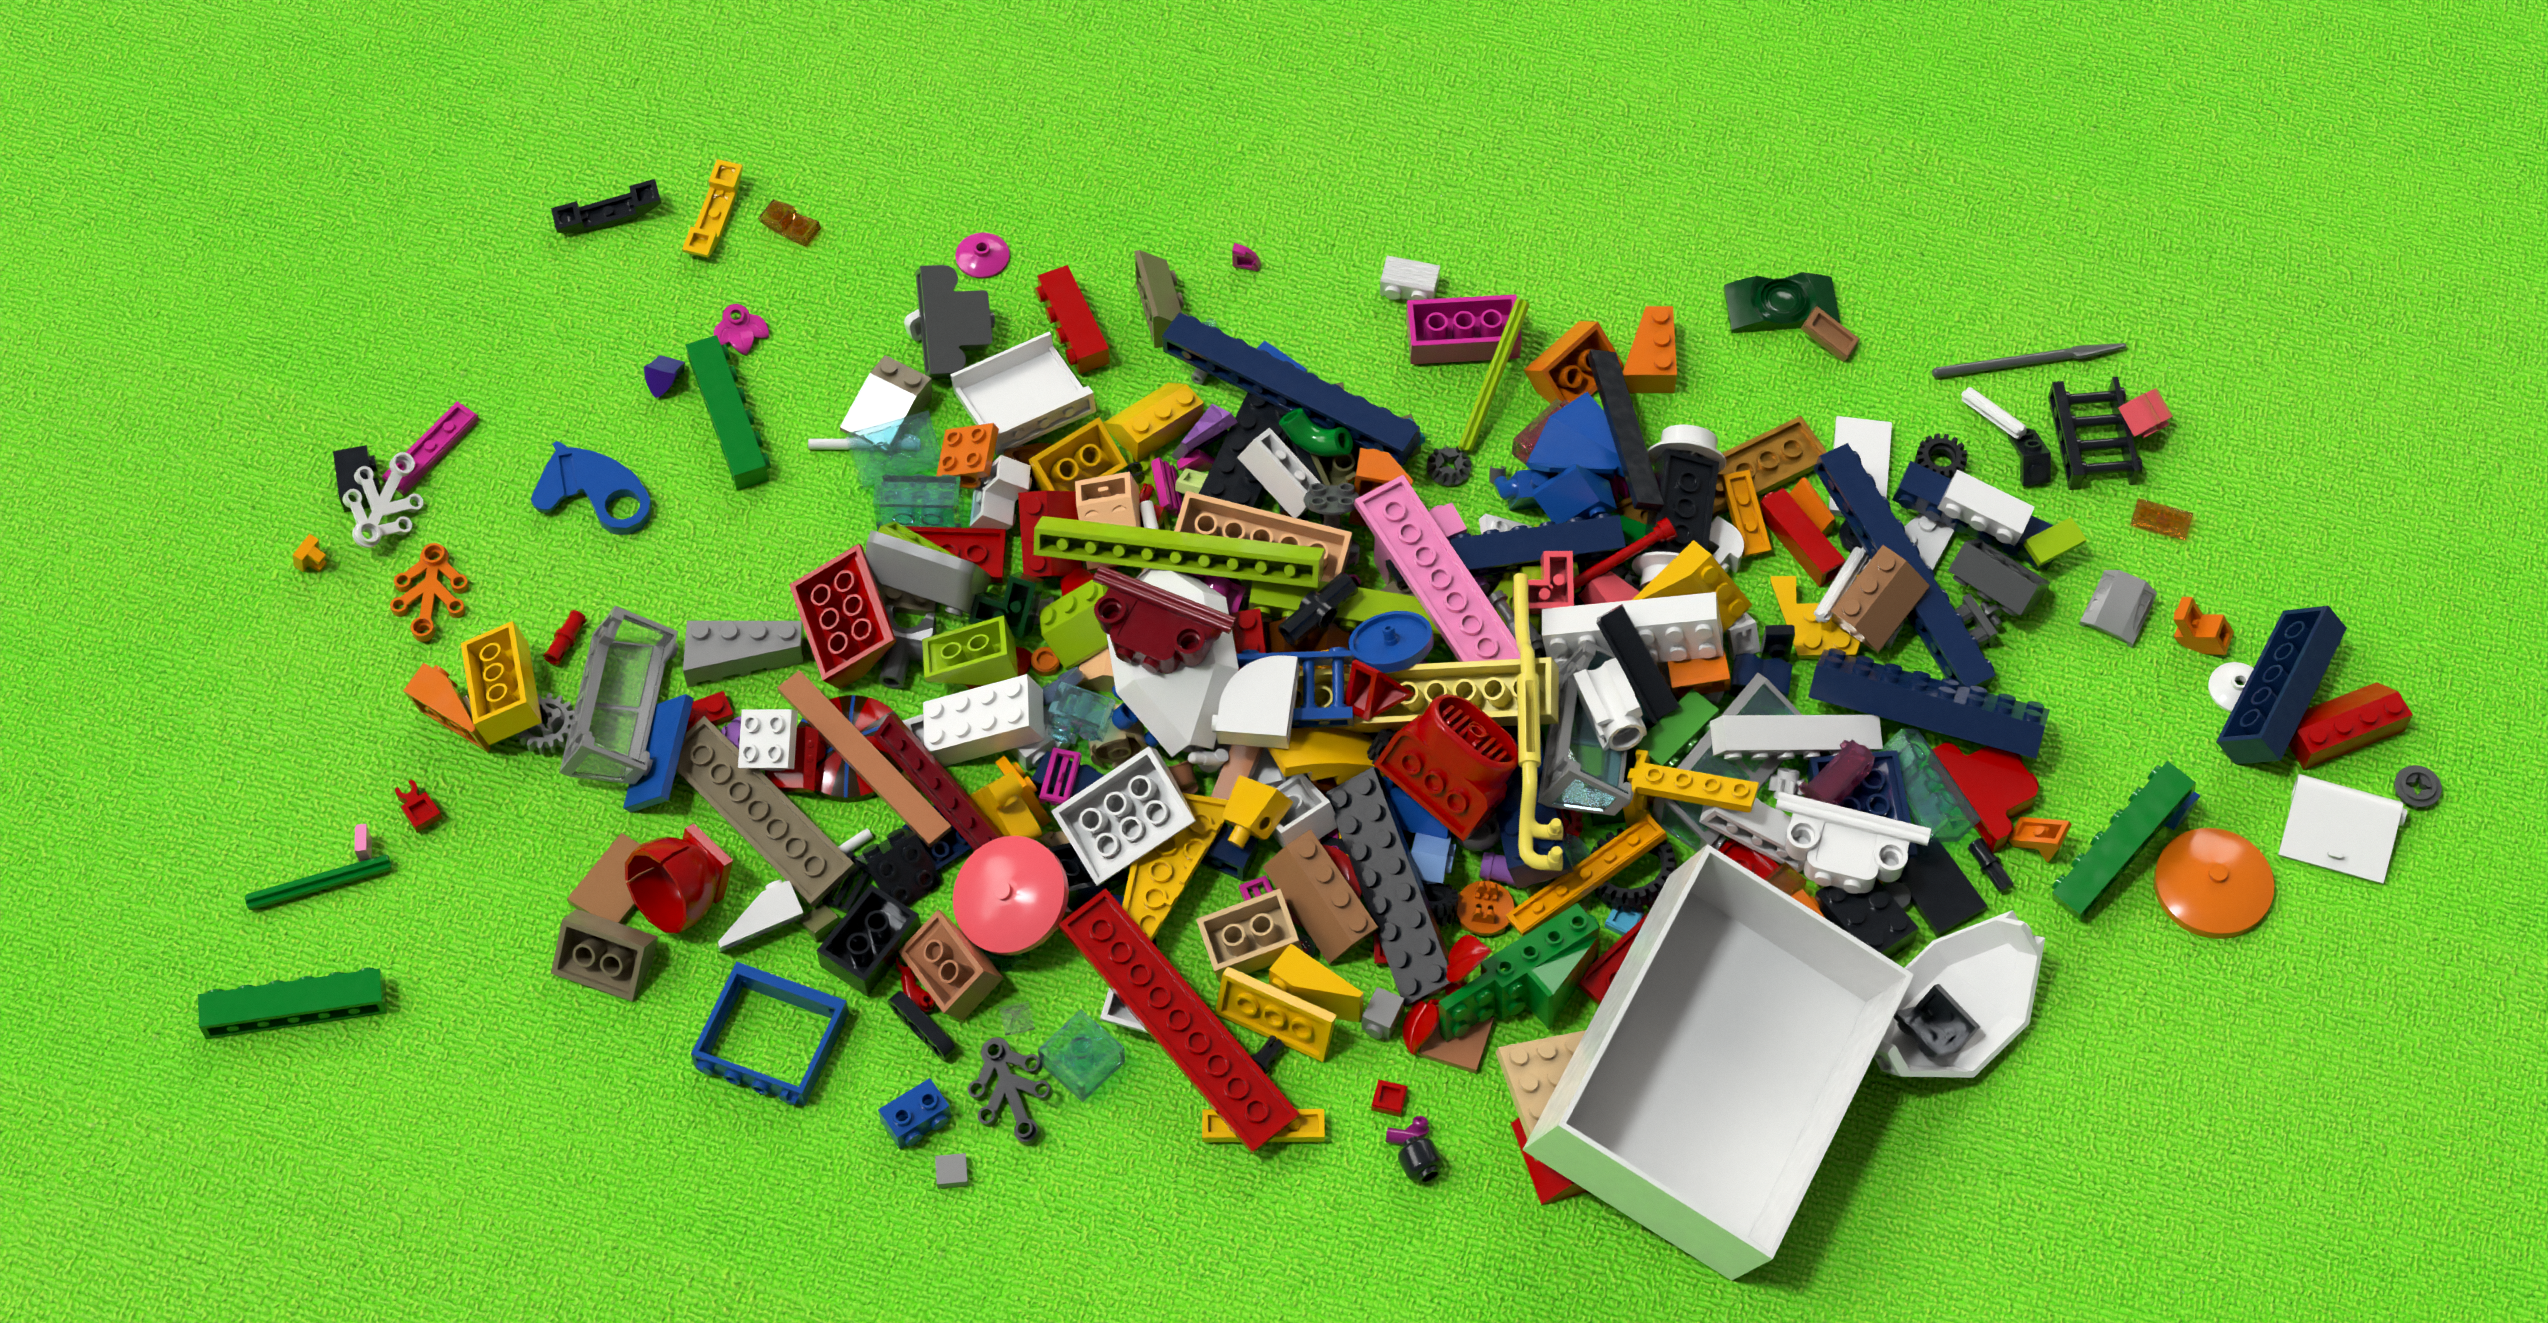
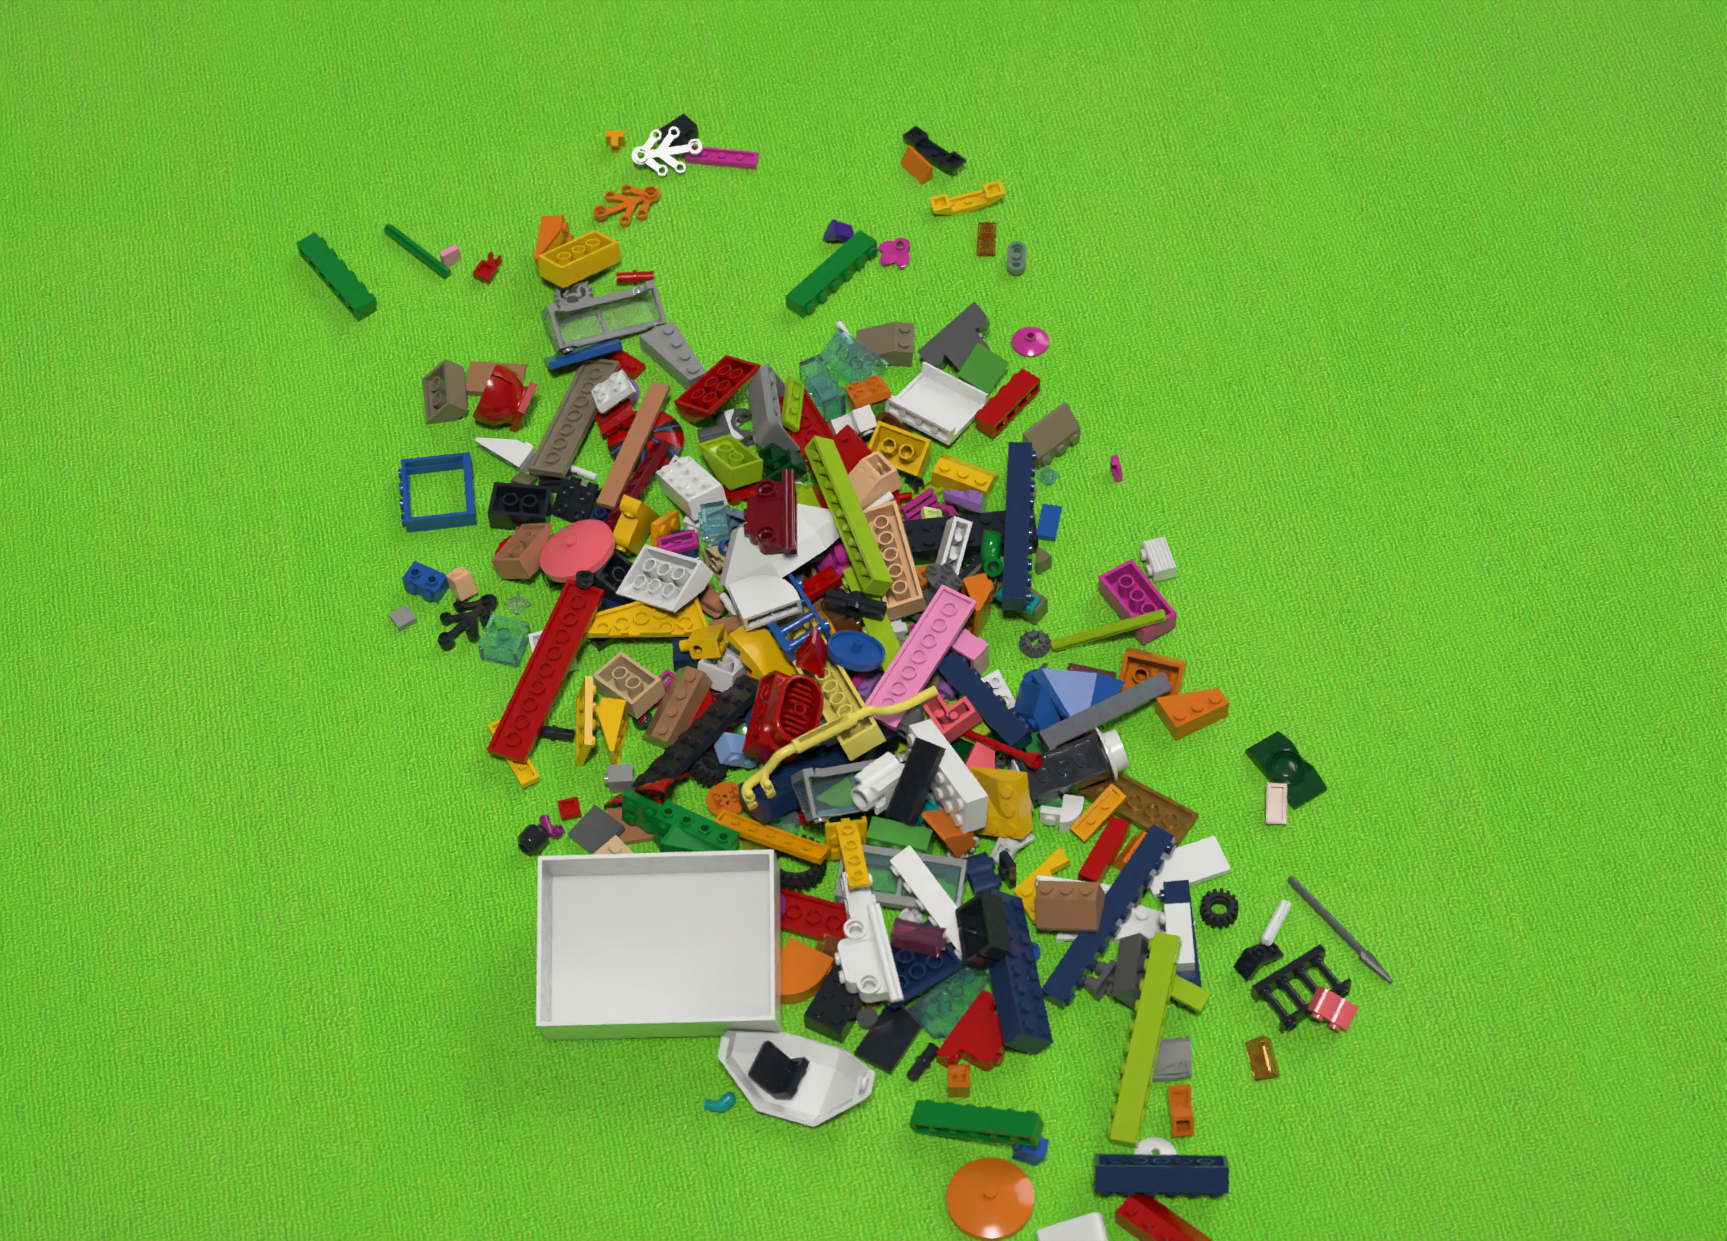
camera: 65 degrees right, 5 degrees down
(602, 481) = (748, 240): blue animal -> none
(615, 238) = (917, 165): none -> orange slope
(847, 205) = (1016, 258): none -> sand green plate
(922, 1025) = (484, 558): black beam -> none
(951, 1068) = (461, 583): none -> light nougat brick
(1007, 316) = (982, 368): none -> bright green tile
(1077, 908) = (584, 579): none -> black bush
(1448, 1079) = (595, 829): none -> dark grey tile
(1888, 696) = (986, 917): none -> black piece
(1937, 1113) = (721, 1104): none -> teal arm
(2105, 610) = (1145, 1040): none -> lime brick

